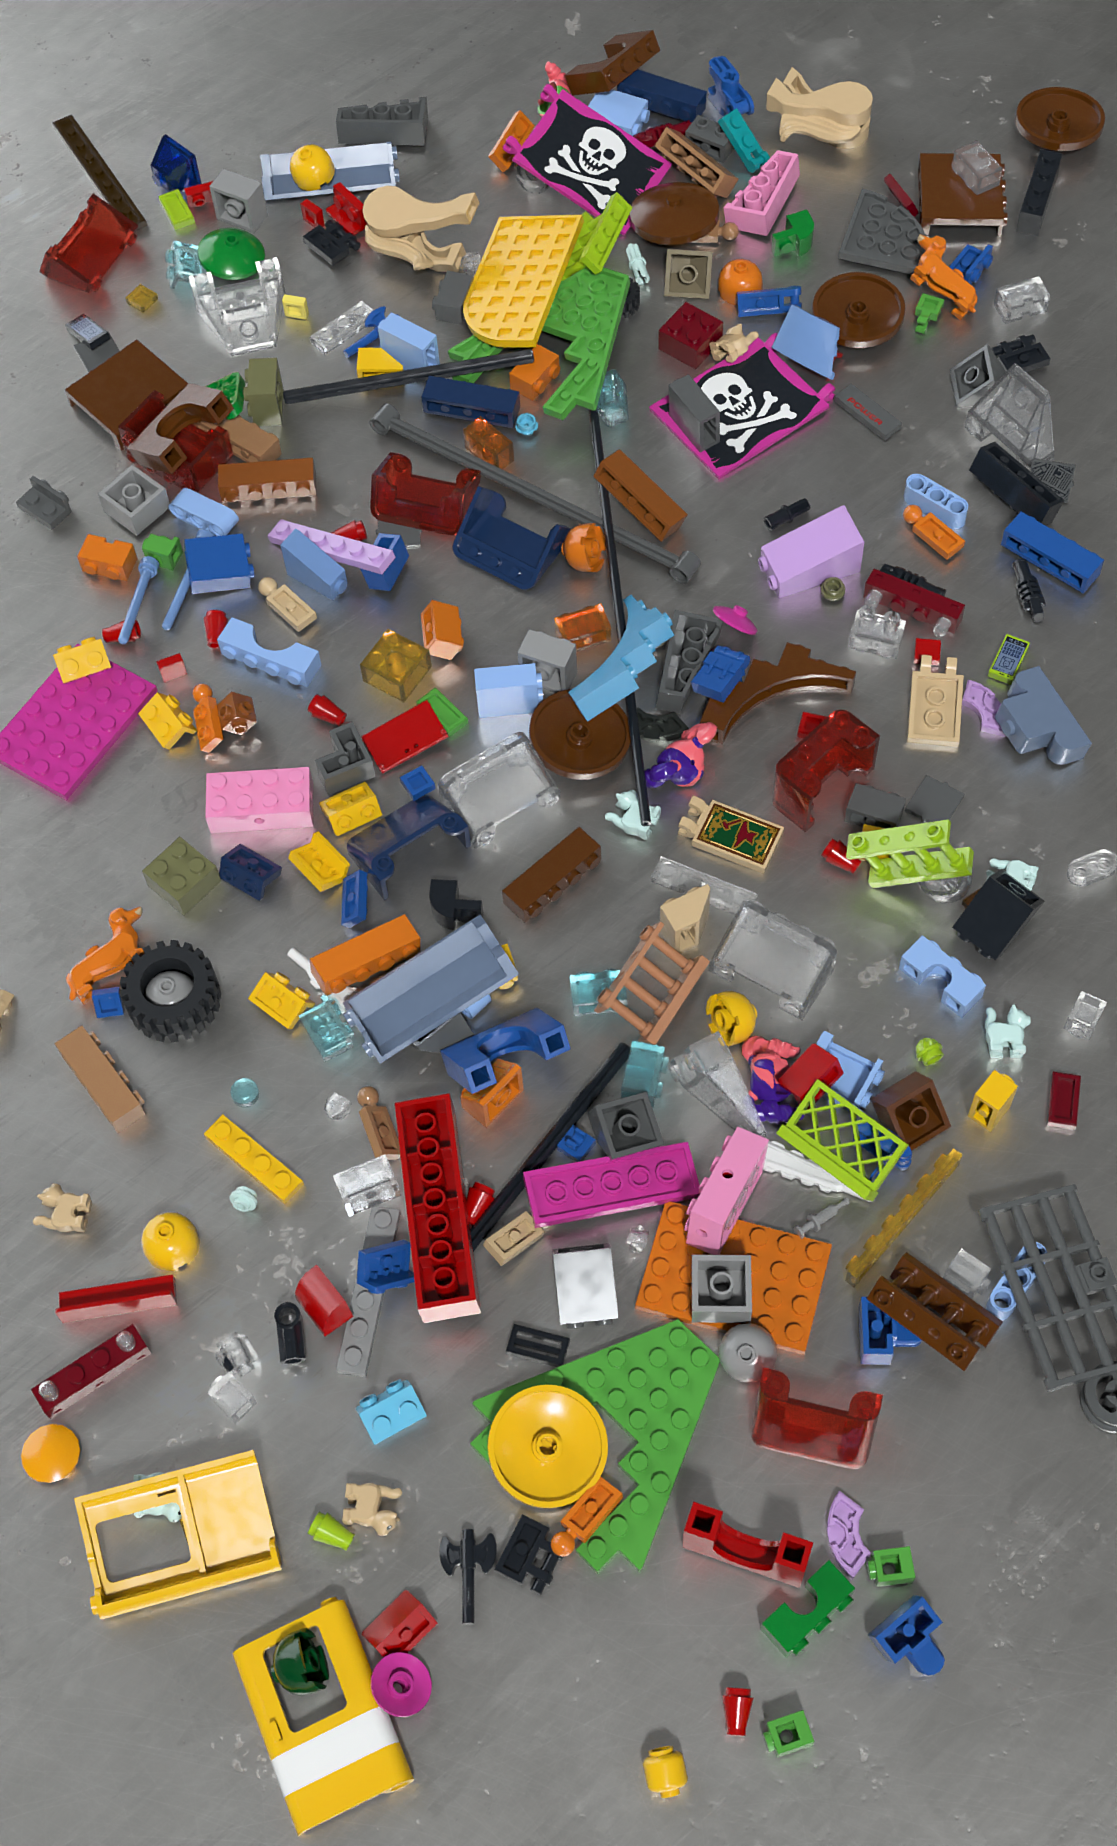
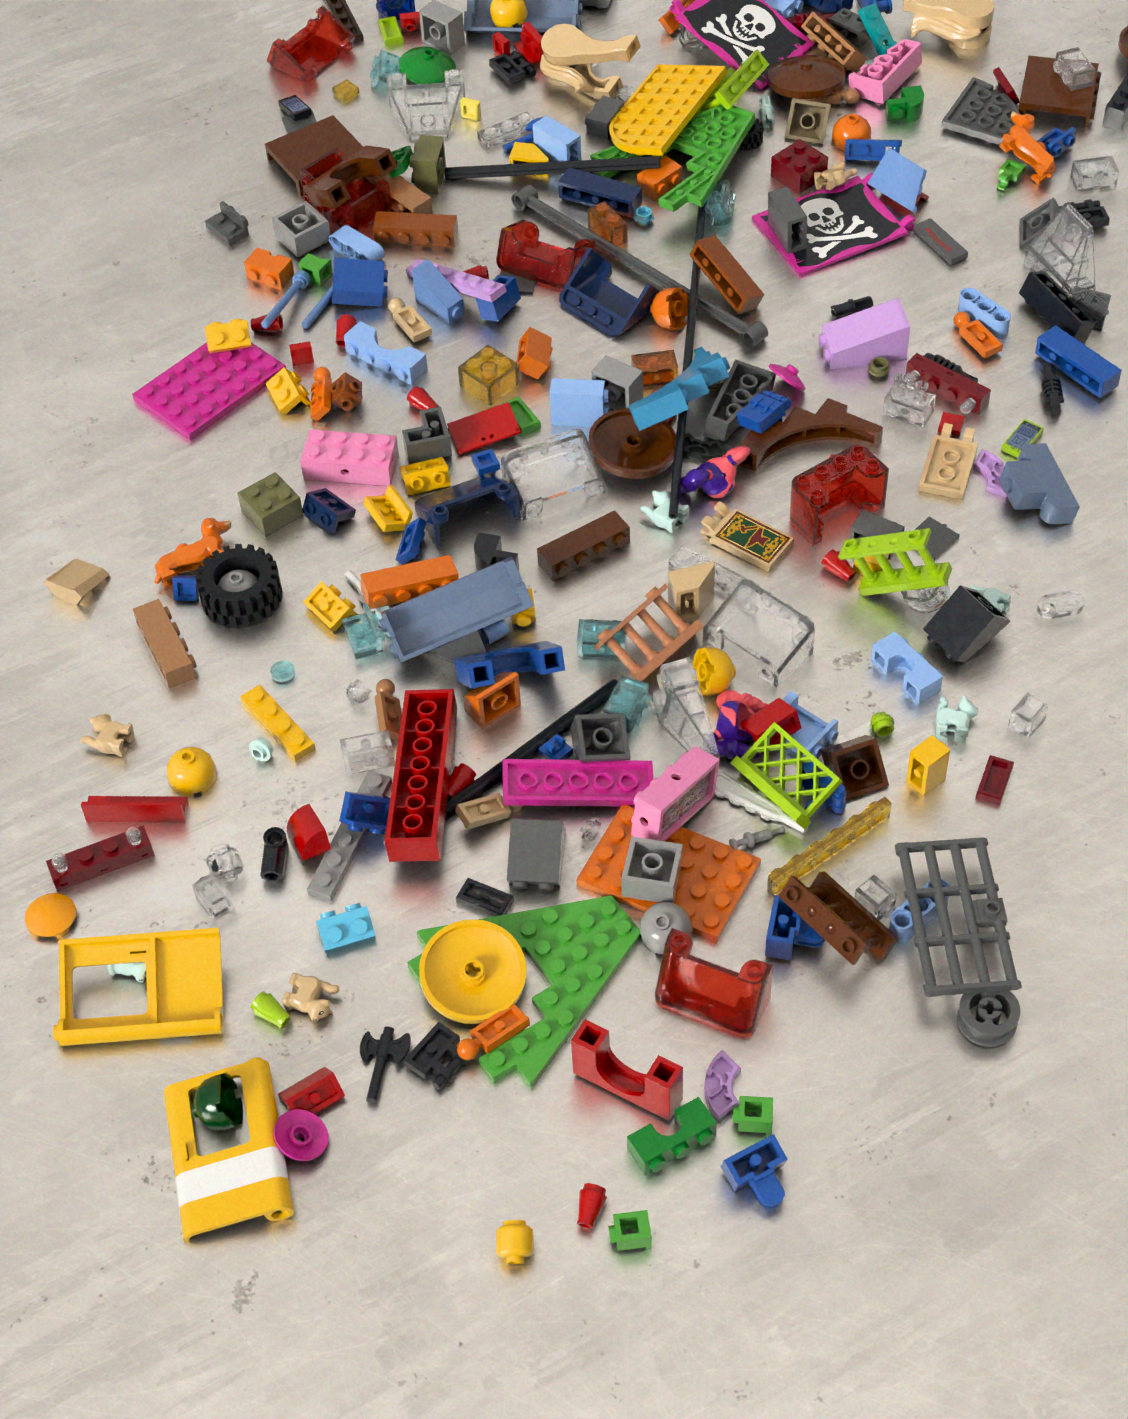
camera: 10 degrees right, 10 degrees down
(862, 306) = (951, 163): reddish brown dish -> none

